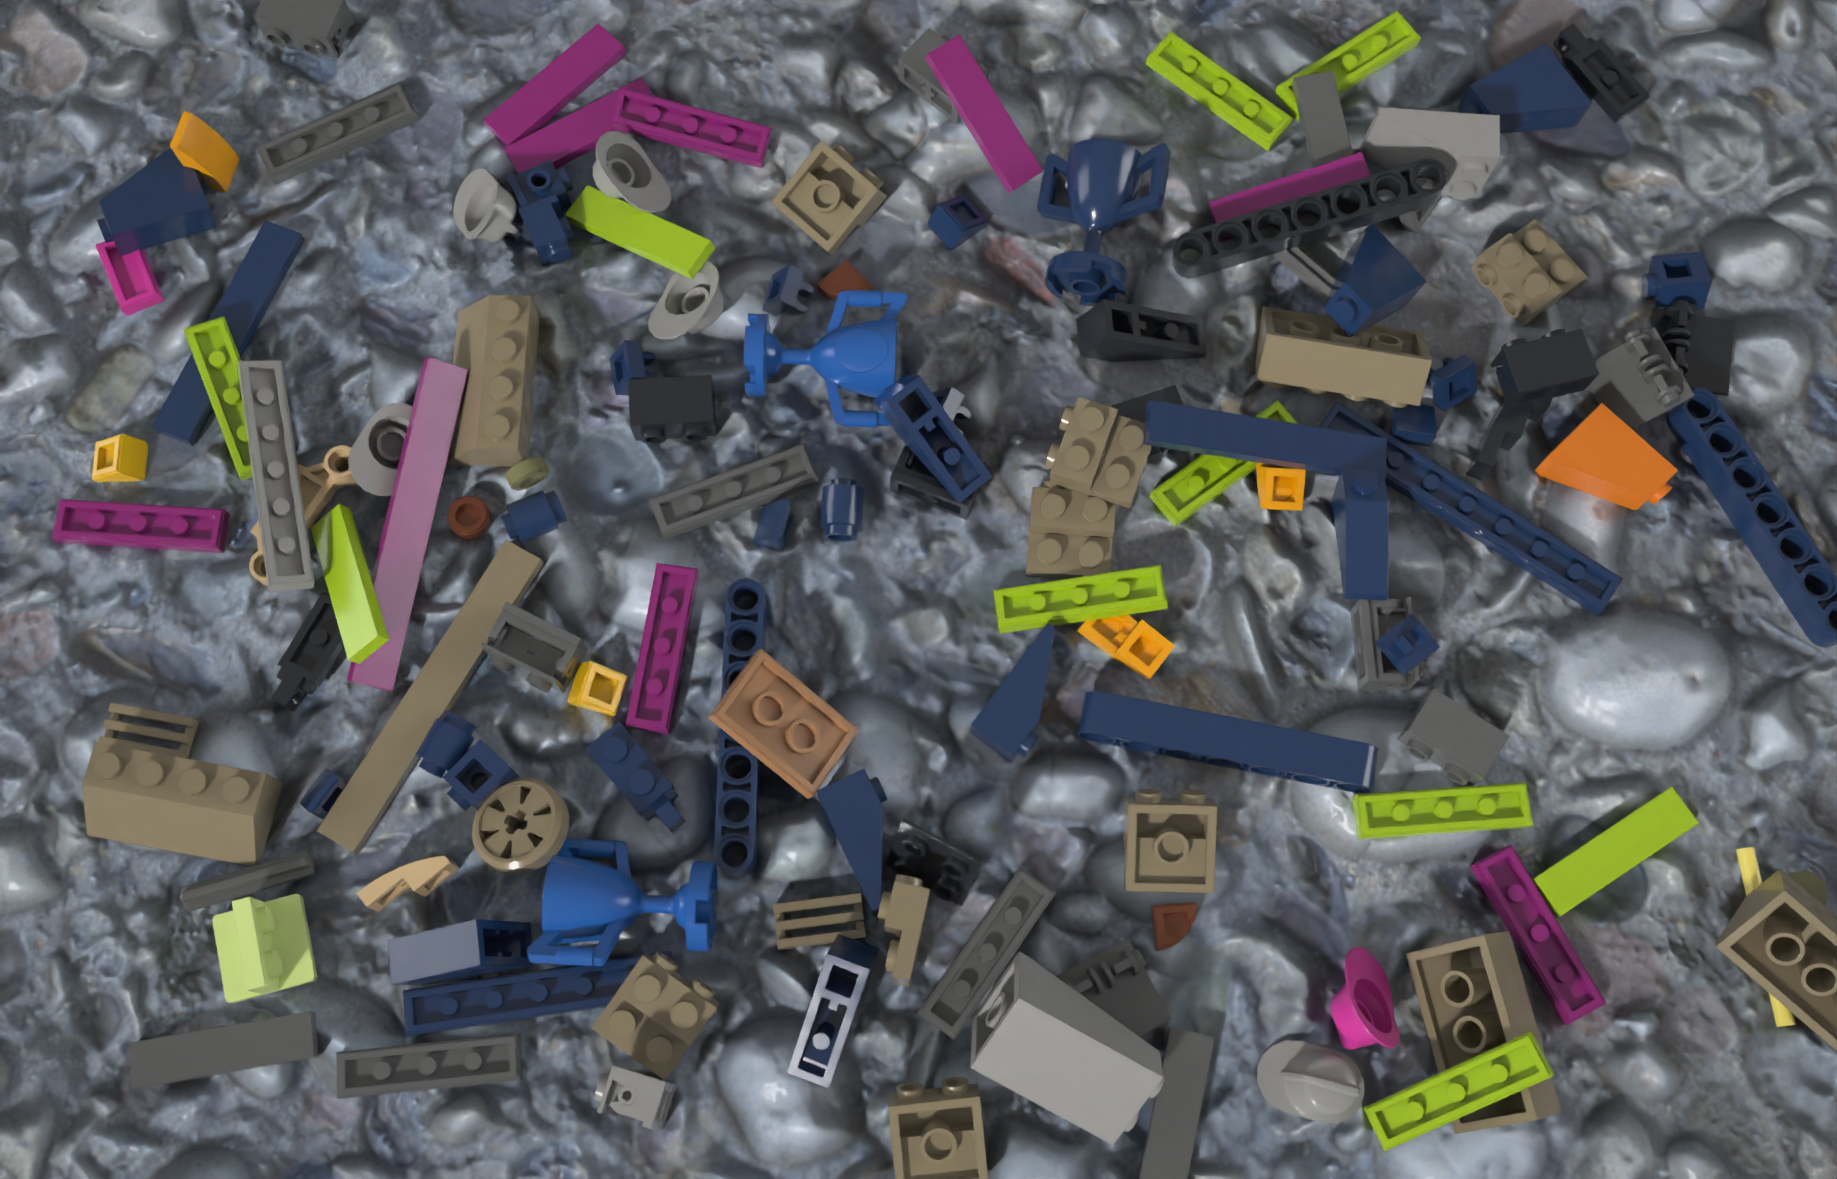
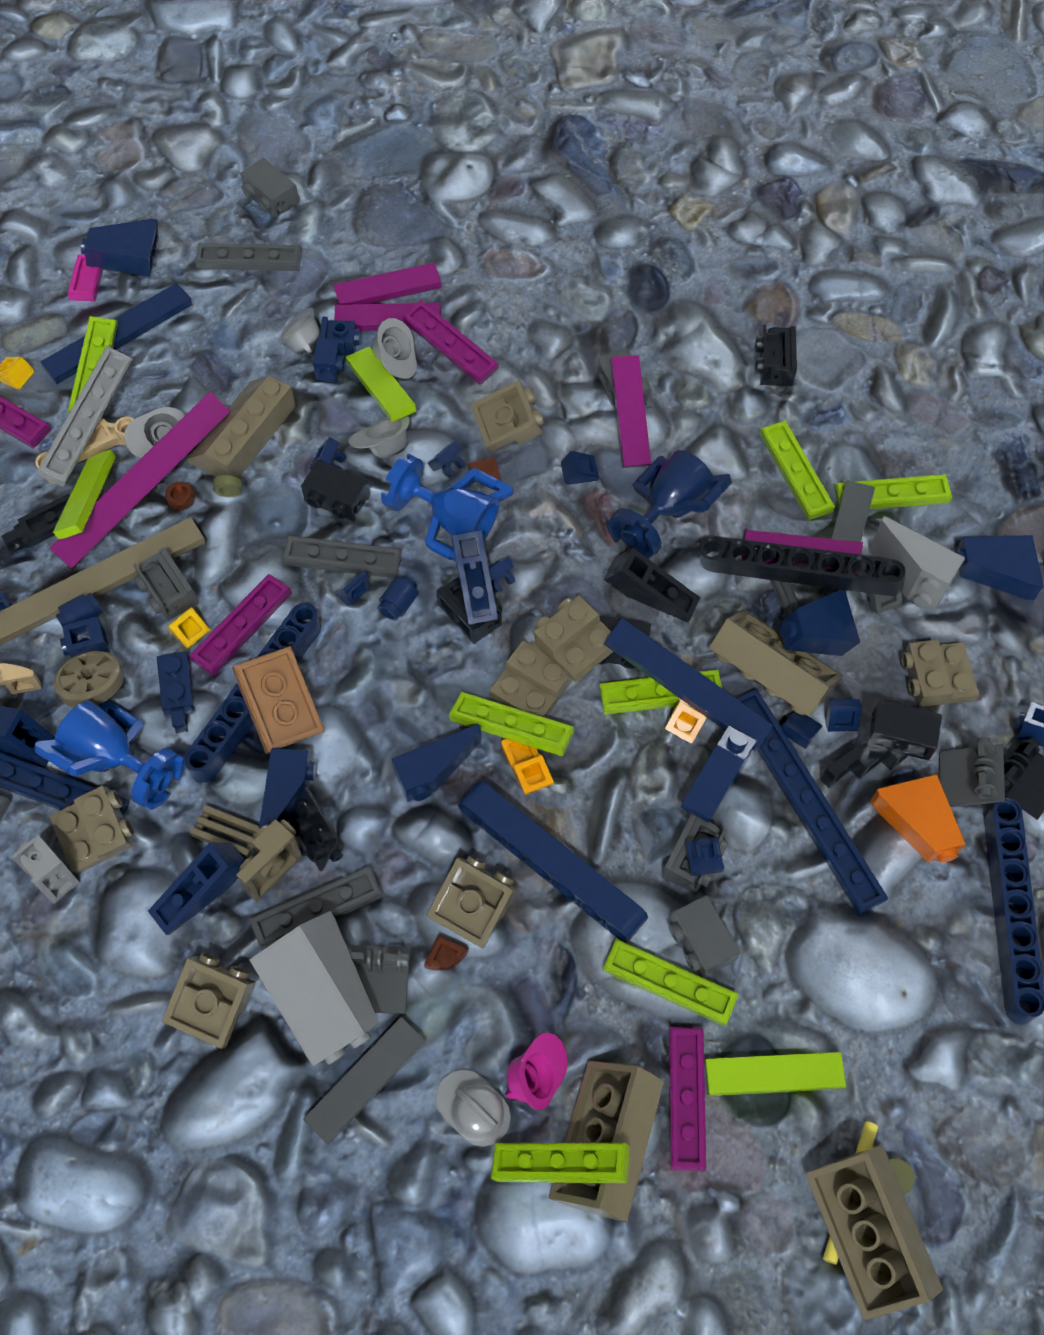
camera: 30 degrees right, 10 degrees down
(204, 150) = (166, 230): light orange slope -> none
(533, 516) = (215, 511): dark blue brick -> none

